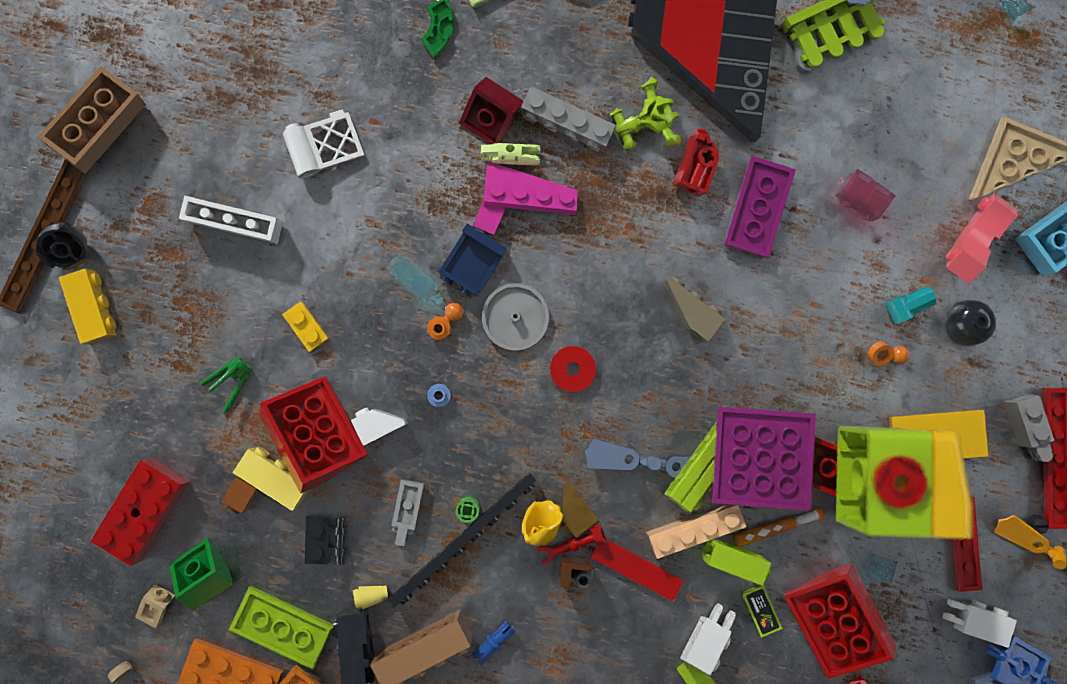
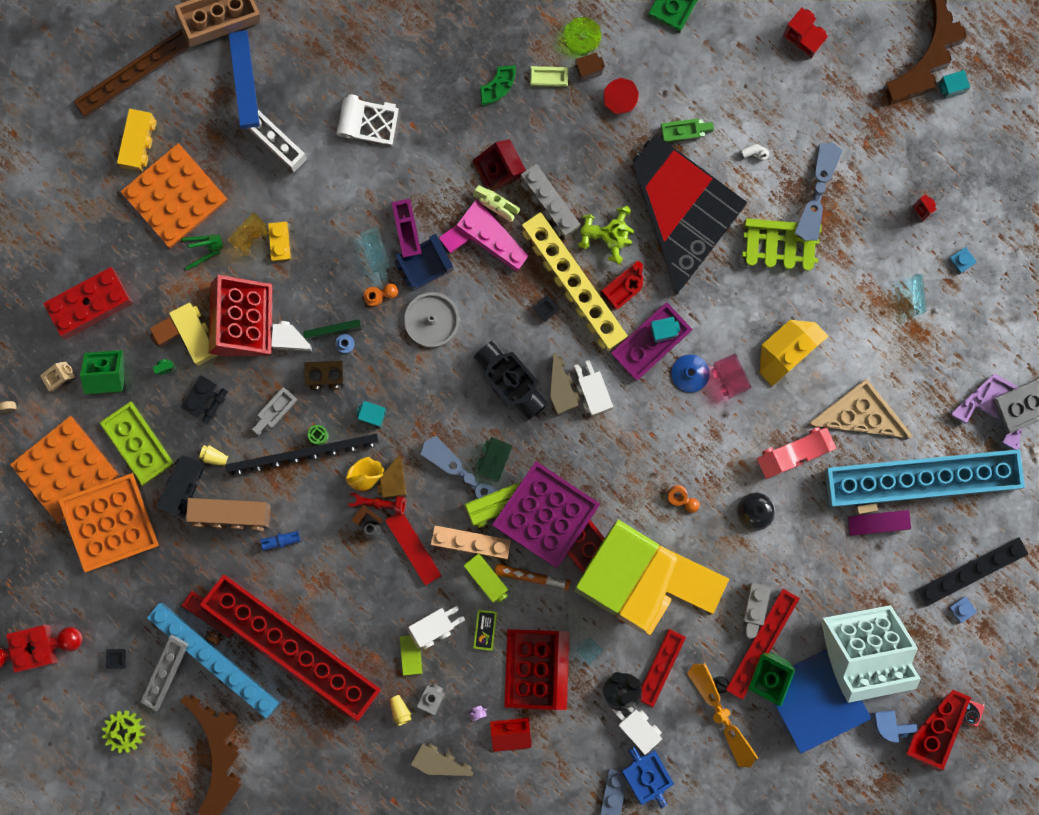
camera: 30 degrees right, 5 degrees down
(61, 246) = (144, 88): black cylinder -> none
(164, 175) = (244, 79): none -> blue tile
(164, 342) = (174, 195): none -> orange plate
(262, 531) = (163, 367): none -> green plate
(263, 346) = (250, 229): none -> clear yellow brick
(417, 389) = (332, 330): none -> dark green tile
(432, 235) = (406, 228): none -> magenta slope
(434, 436) = (324, 369): none -> dark brown brick
(510, 454) = (371, 414): none -> teal brick
(586, 365) = (451, 391): red tile -> none
(628, 236) = (546, 308): none -> black plate
(638, 334) = (510, 380): none -> black brick
(668, 427) = (494, 459): none -> clear green brick
(719, 219) = (539, 224): none -> light yellow brick
(729, 294) = (593, 391): none -> white hinge
(769, 186) = (664, 329): none -> teal brick
(806, 220) = (684, 380): none -> blue dish
(885, 476) = (629, 568): red tile -> none
(906, 306) = (715, 472): teal piece -> none
(907, 133) = (788, 348): none -> yellow wedge
(935, 604) = (626, 700): none -> black plate

